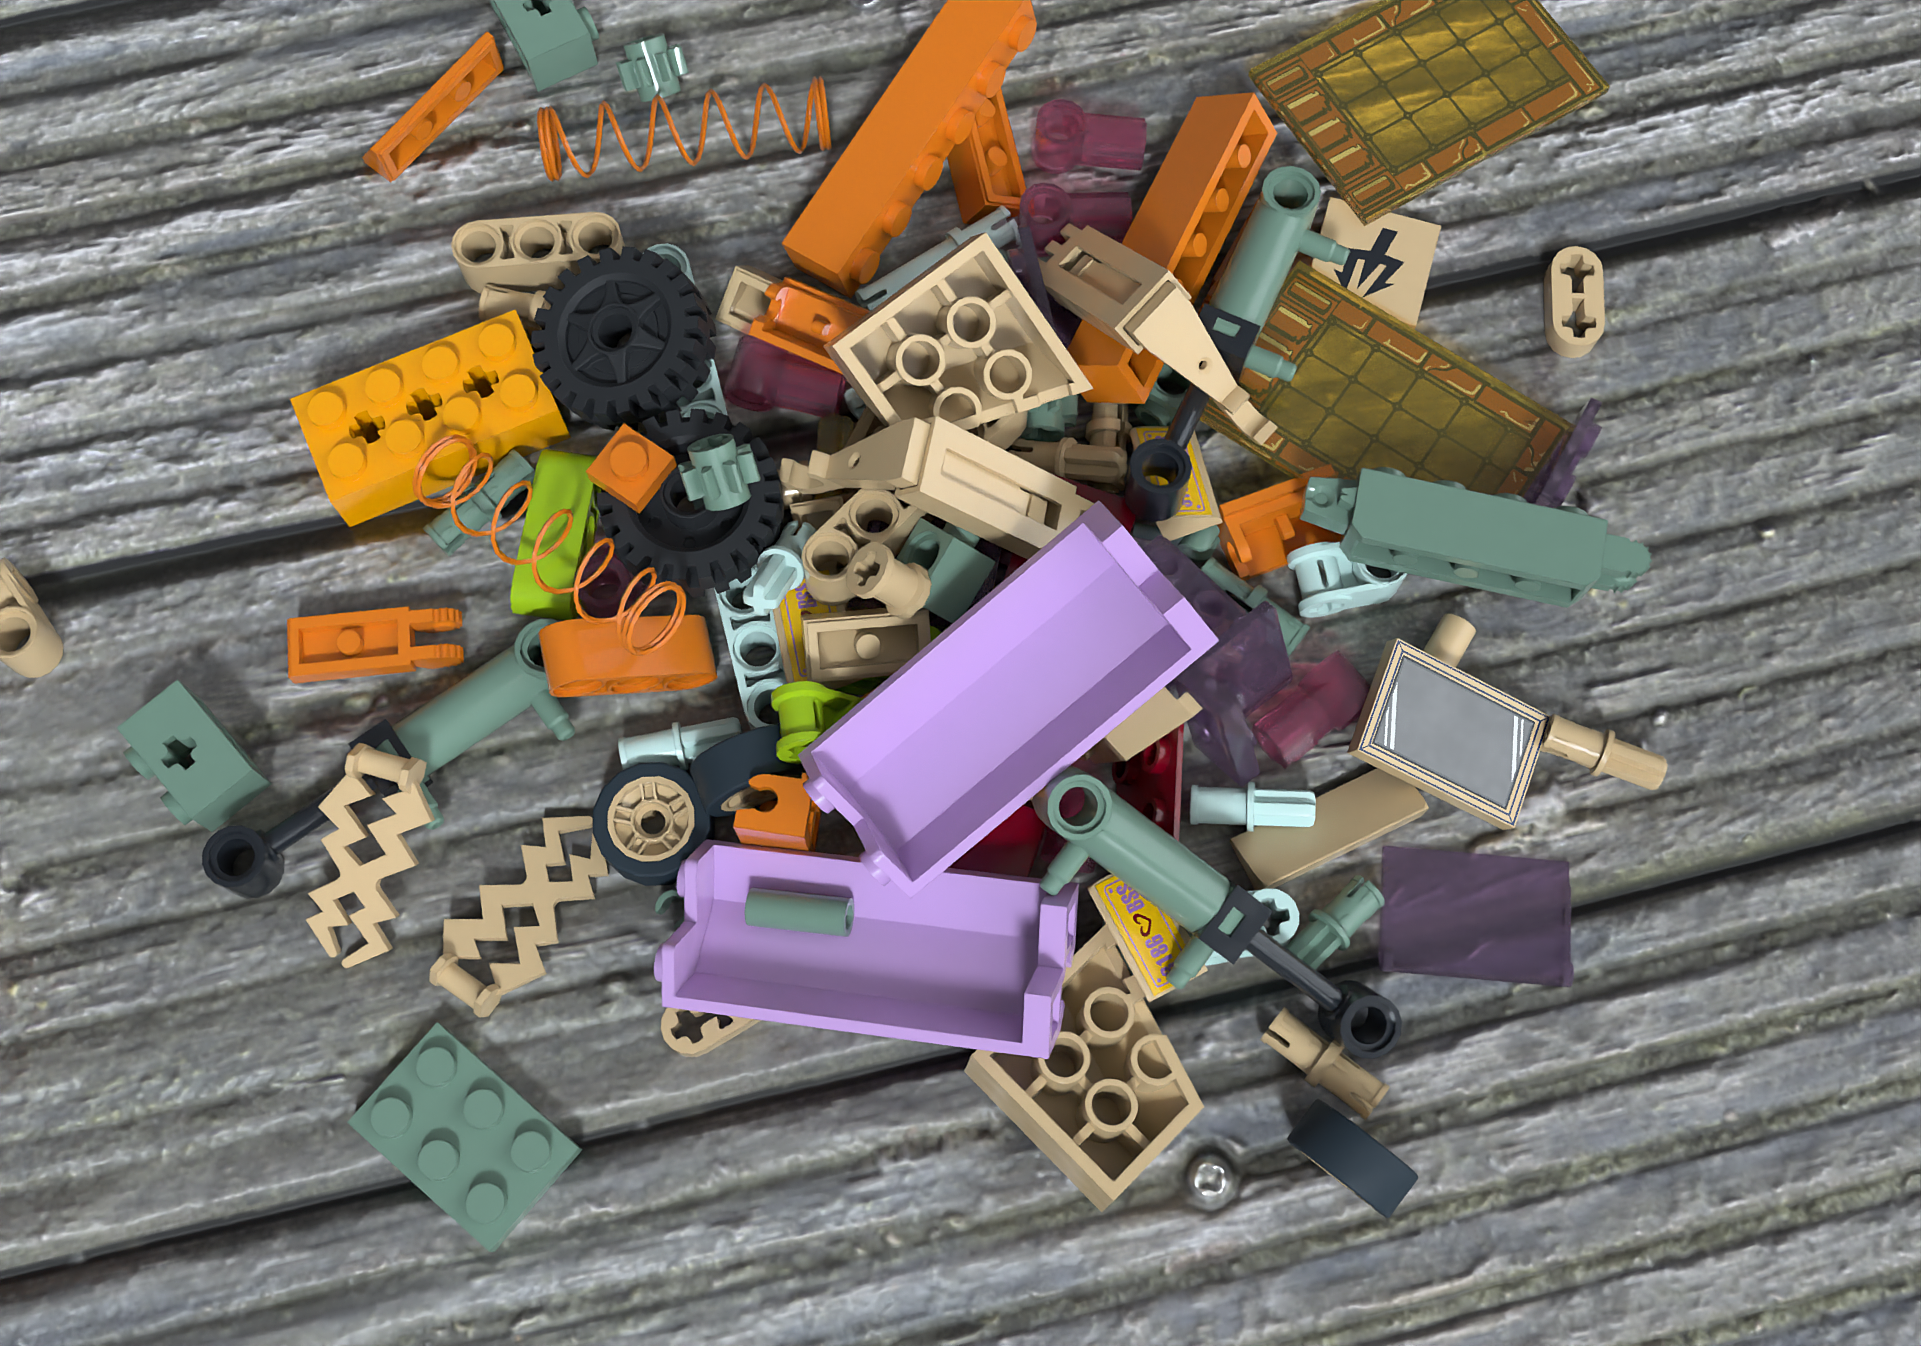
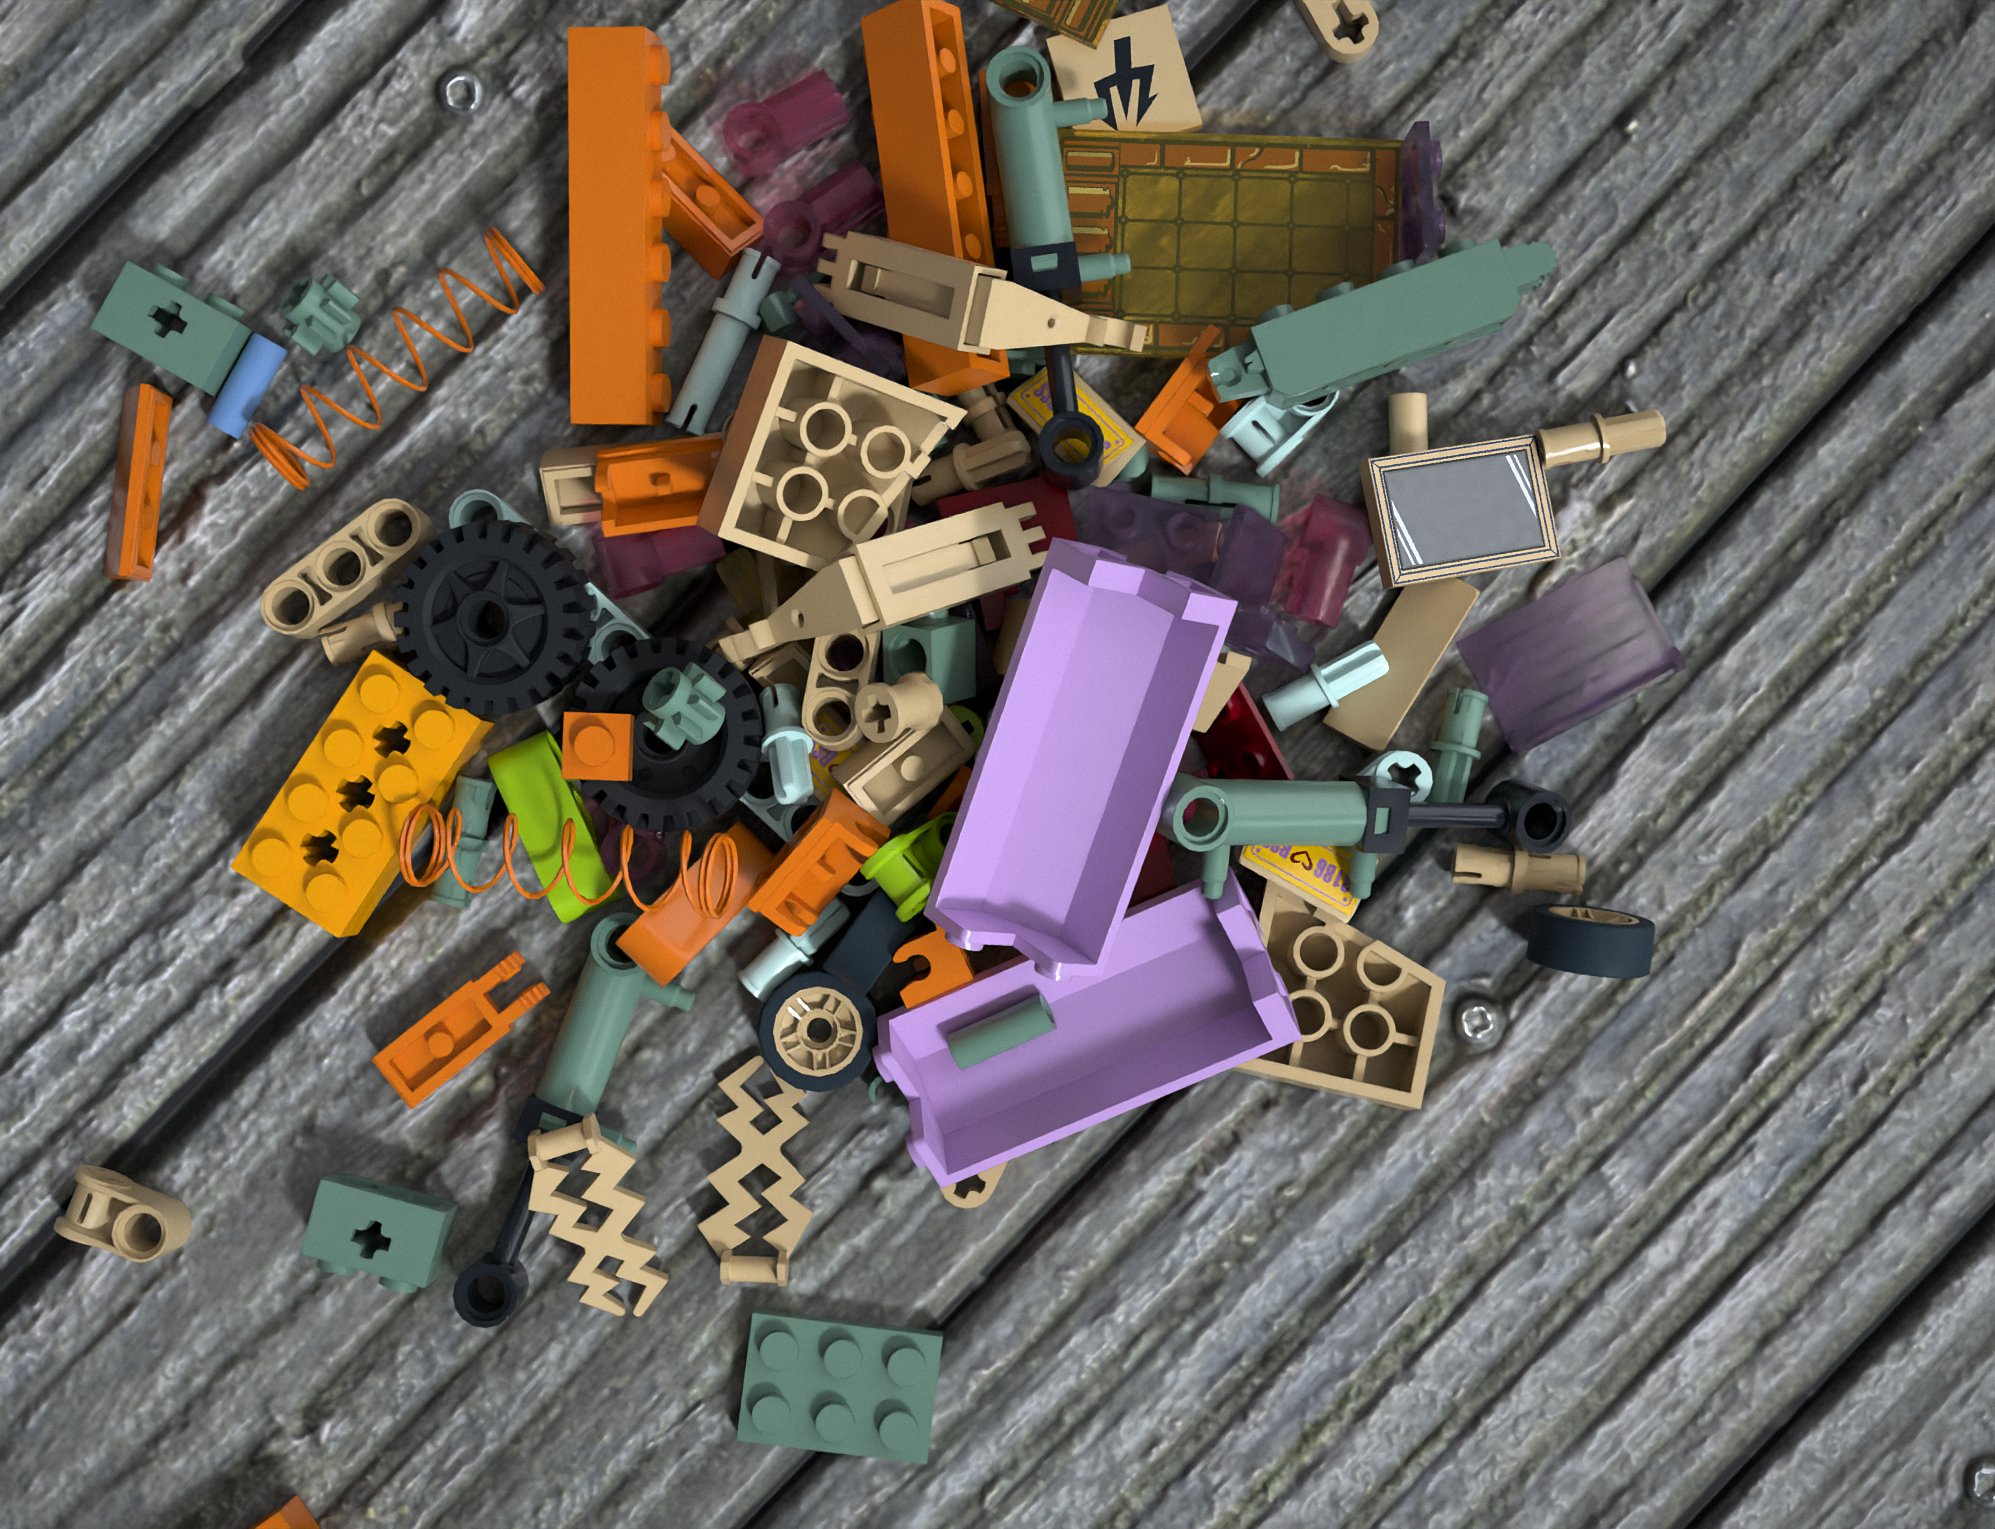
camera: 35 degrees left, 15 degrees up
(563, 87) = (246, 385): none -> medium blue axle
(738, 672) = (816, 863): none -> orange hinge

